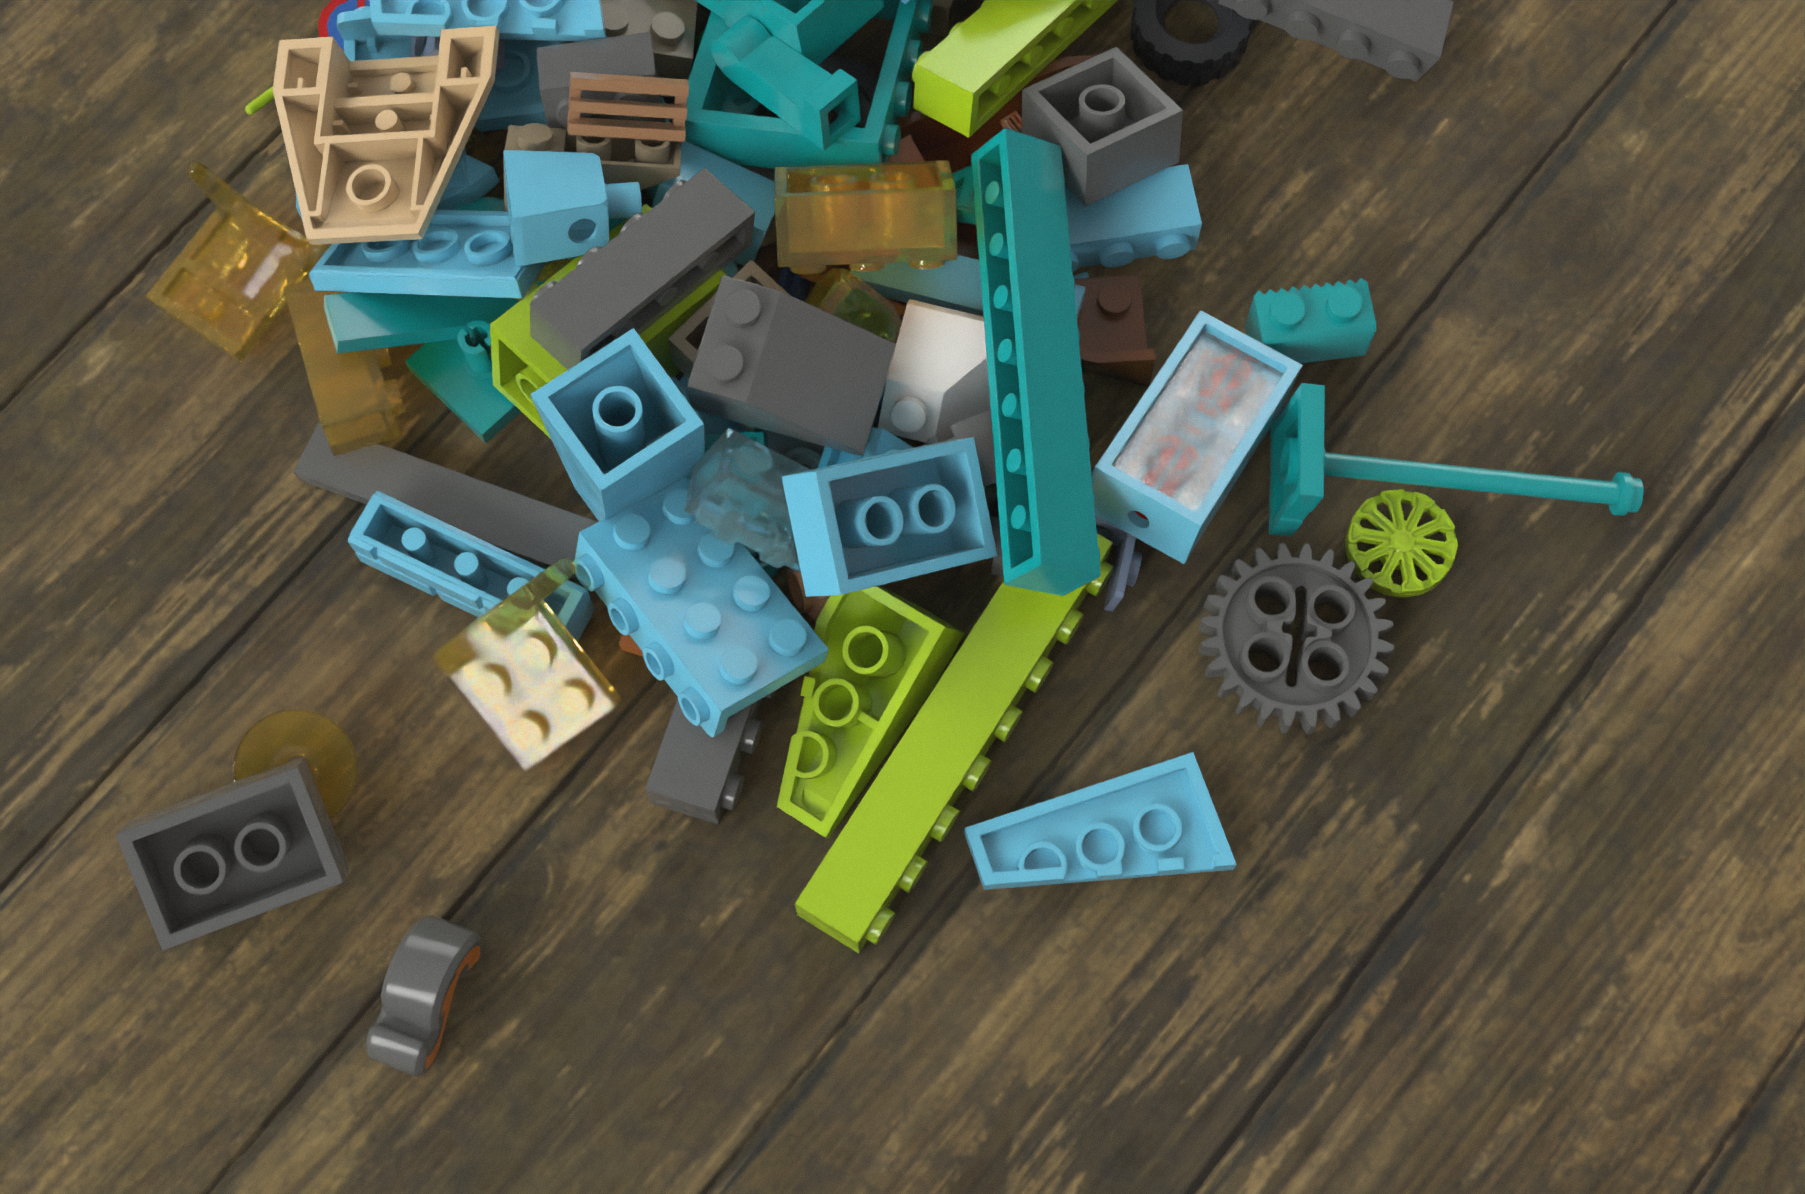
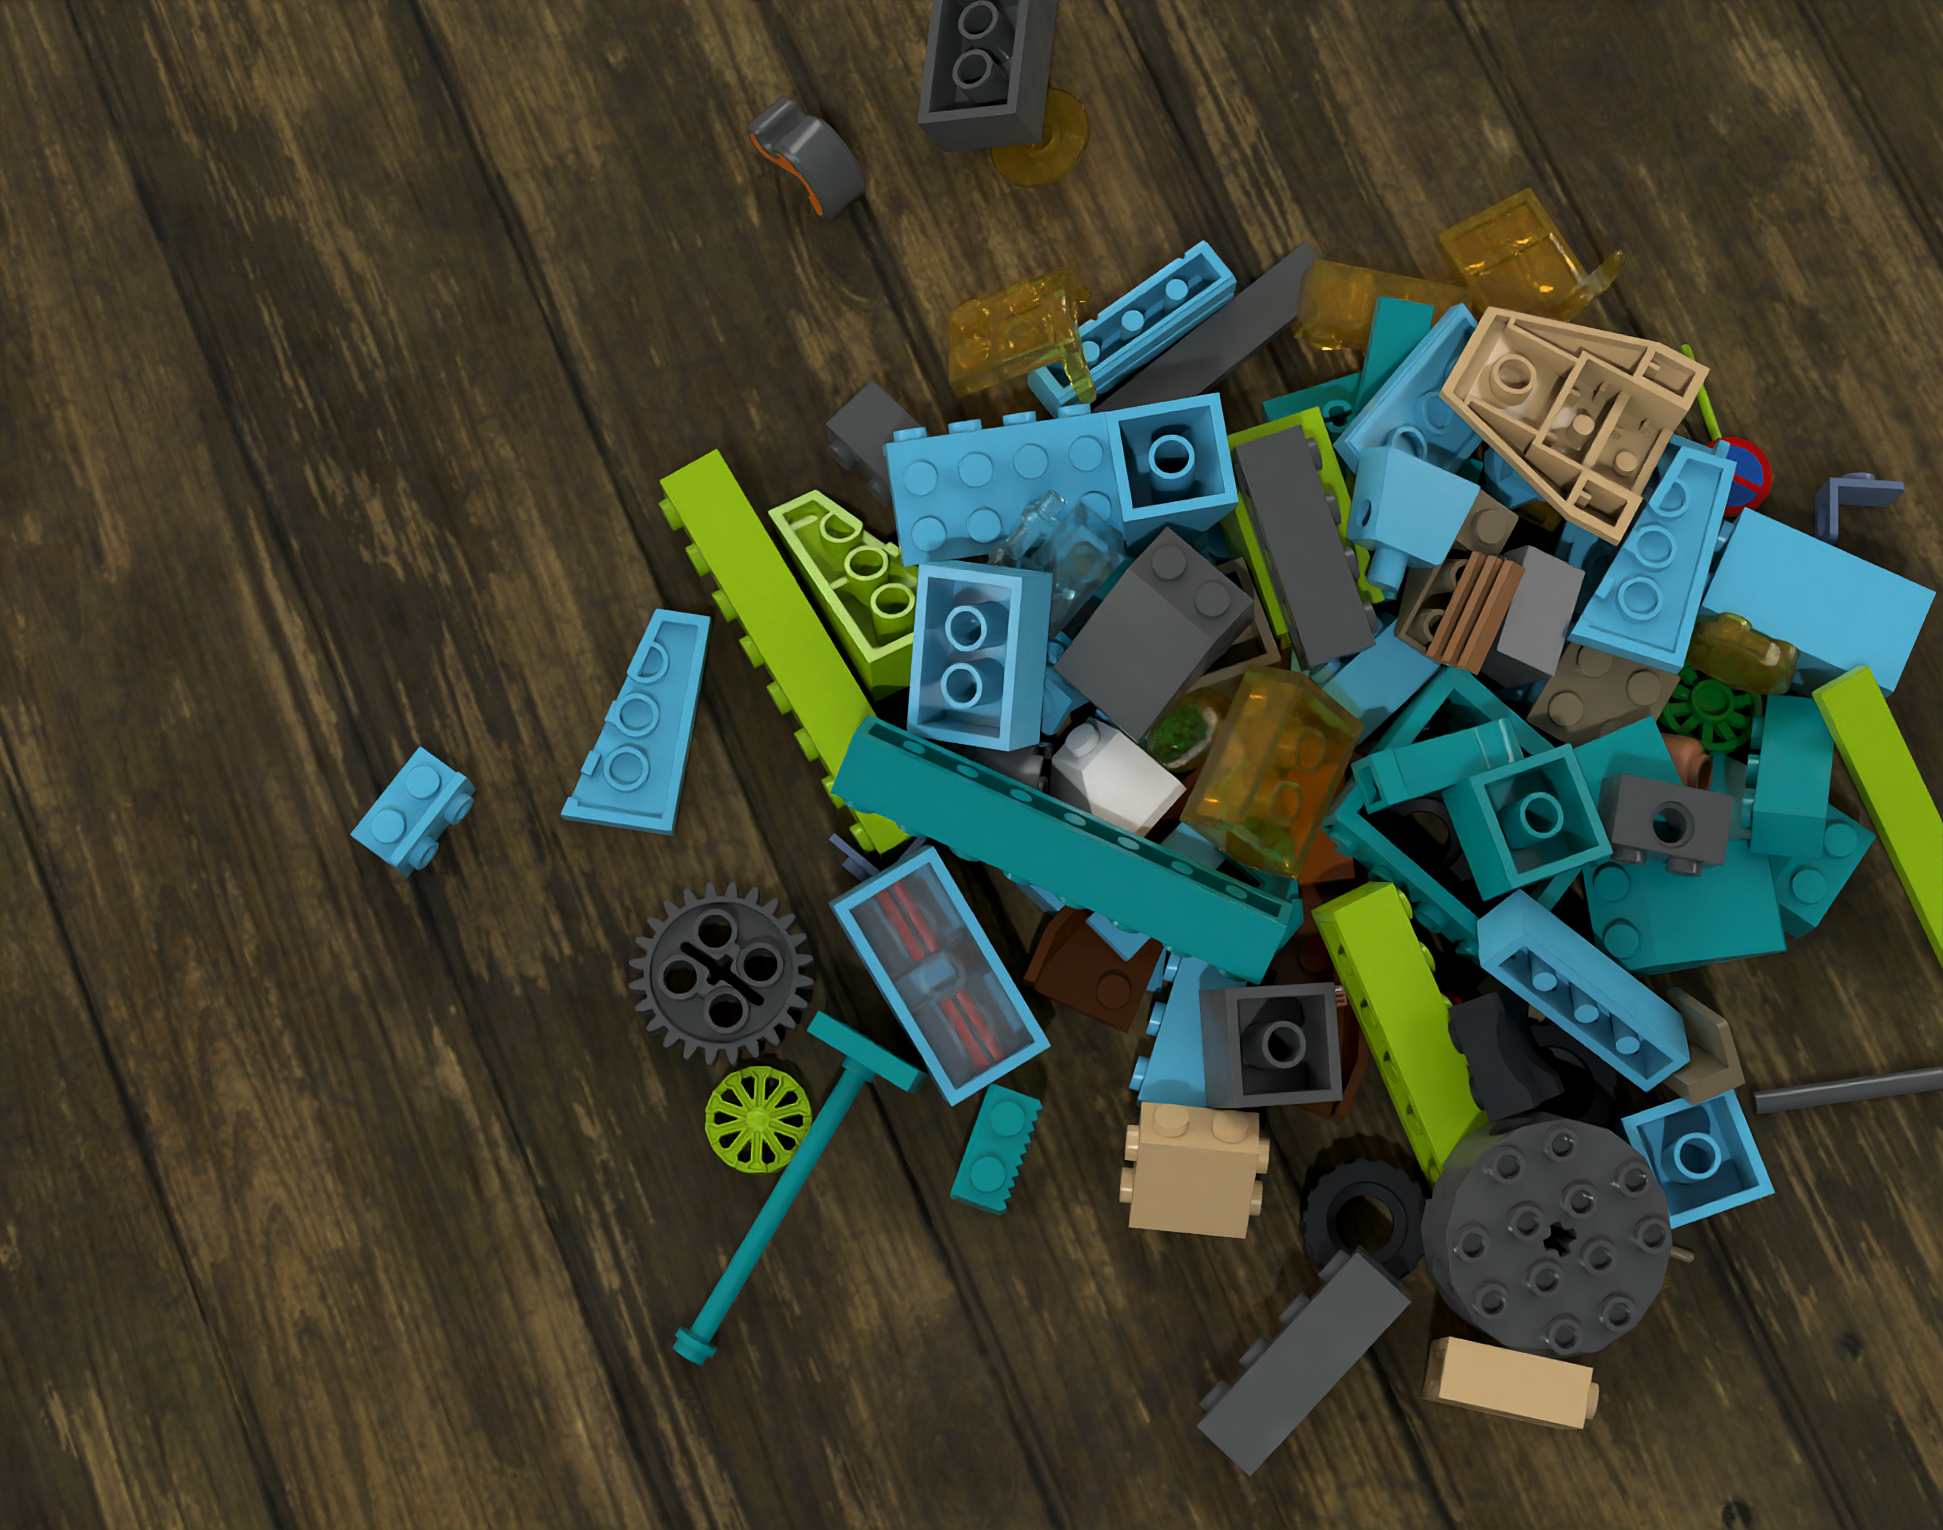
camera: 120 degrees right, 5 degrees up
(1237, 152) = (1194, 1170): none -> tan brick
(1311, 1013) = (415, 812): none -> medium azure bracket

